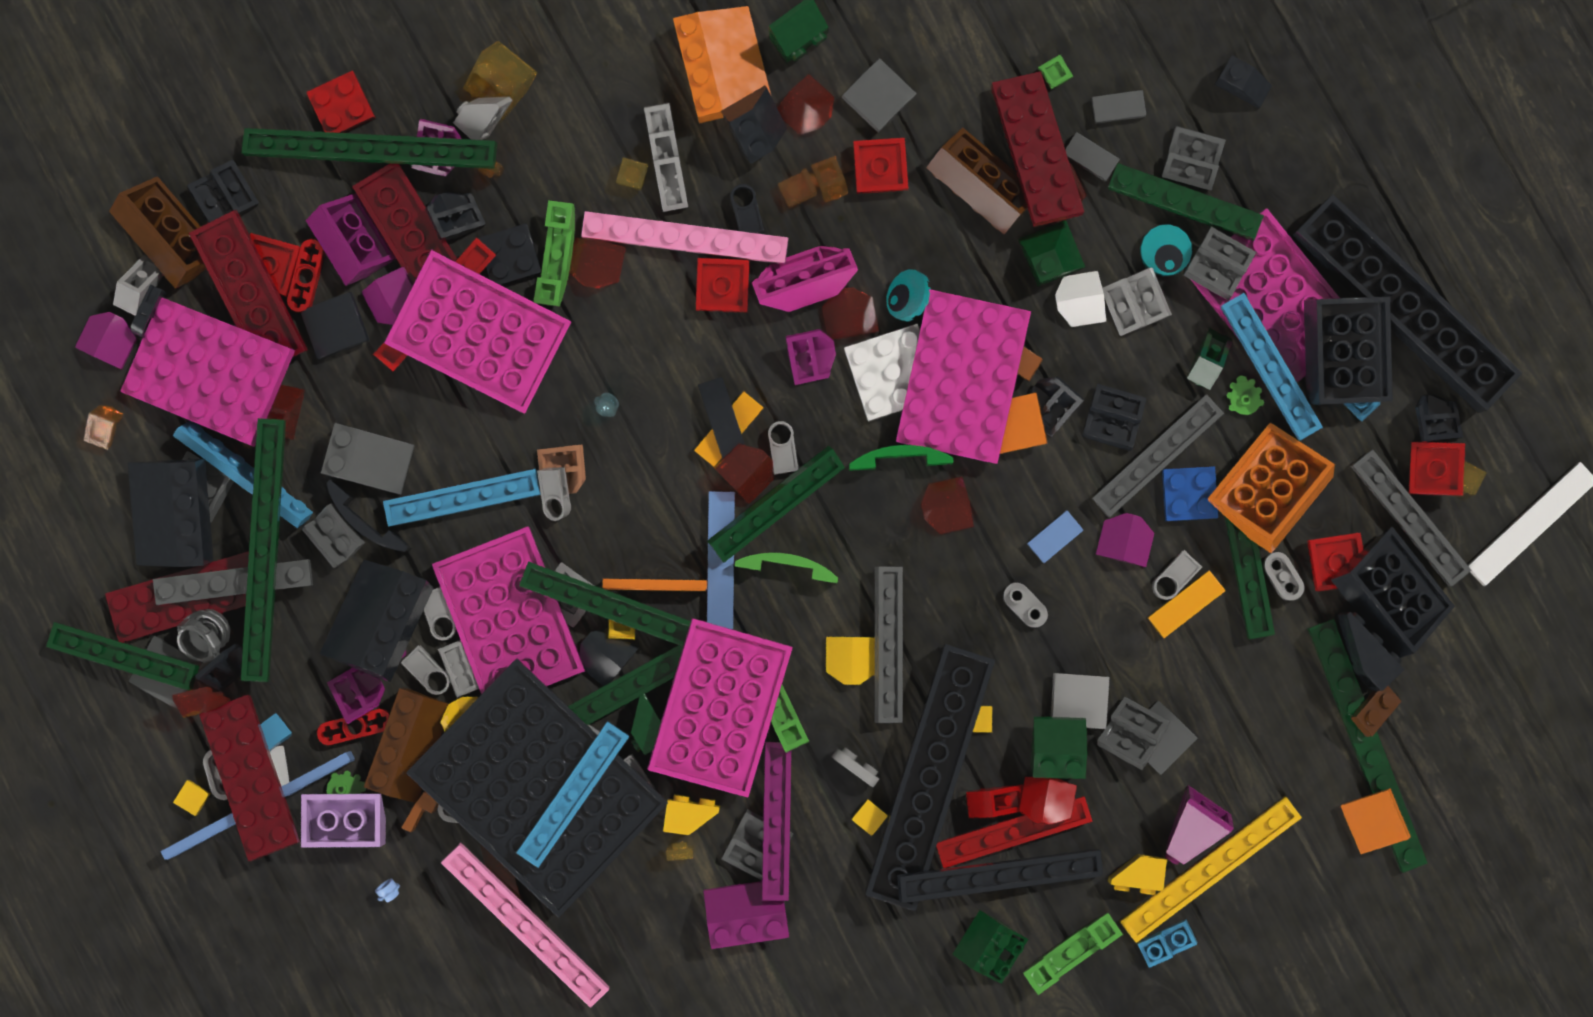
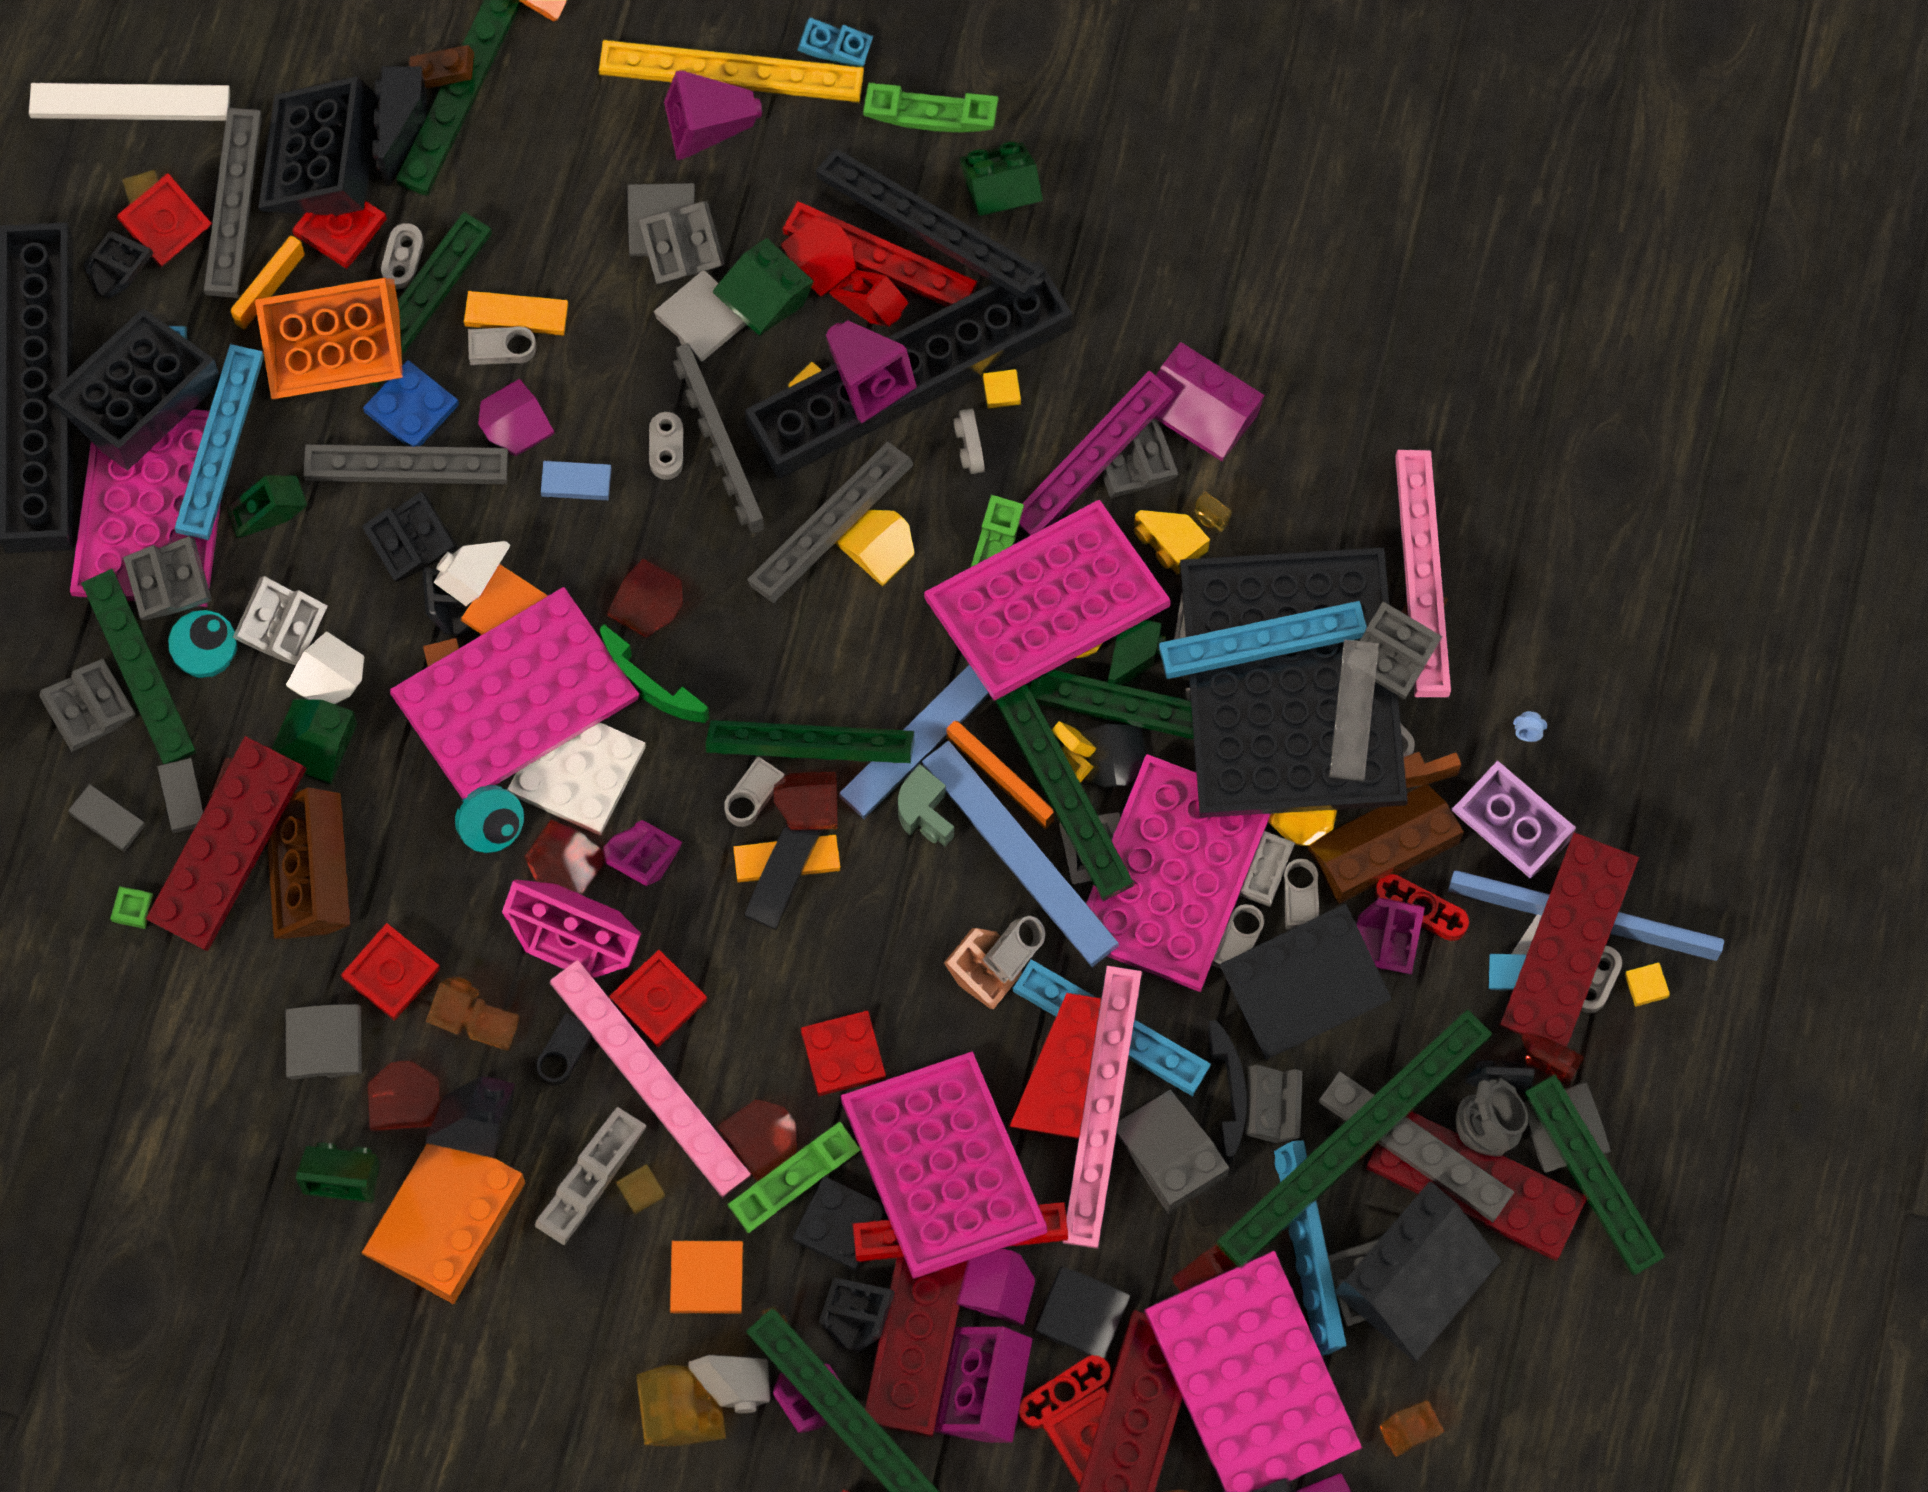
camera: 140 degrees left, 15 degrees down
(345, 784) = (1483, 859): bright green piece -> none
(424, 447) = (1102, 1106): none -> bright pink plate
(460, 440) = (1060, 1078): none -> red wedge
(479, 795) = (1354, 710): none -> clear plate
(490, 854) = (1402, 648): none -> dark grey slope
(552, 160) = (706, 1277): none -> orange tile
(595, 349) = (843, 1053): none -> red plate
(601, 548) = (1021, 854): none -> medium blue tile
(606, 404) = (883, 987): clear light blue plate -> none
(631, 641) = (1073, 739): none -> yellow tile
(686, 523) = (916, 802): none -> sand green brick
(755, 562) = (881, 709): bright green slope -> none
(947, 747) = (871, 367): none -> magenta slope
(1008, 638) = (723, 451): none -> dark grey plate
(1057, 424) = (469, 569): none -> white slope
(1140, 872) = (798, 120): yellow slope -> none
(1244, 396) = (269, 445): bright green piece -> none
(1342, 488) = (267, 281): none -> light orange tile

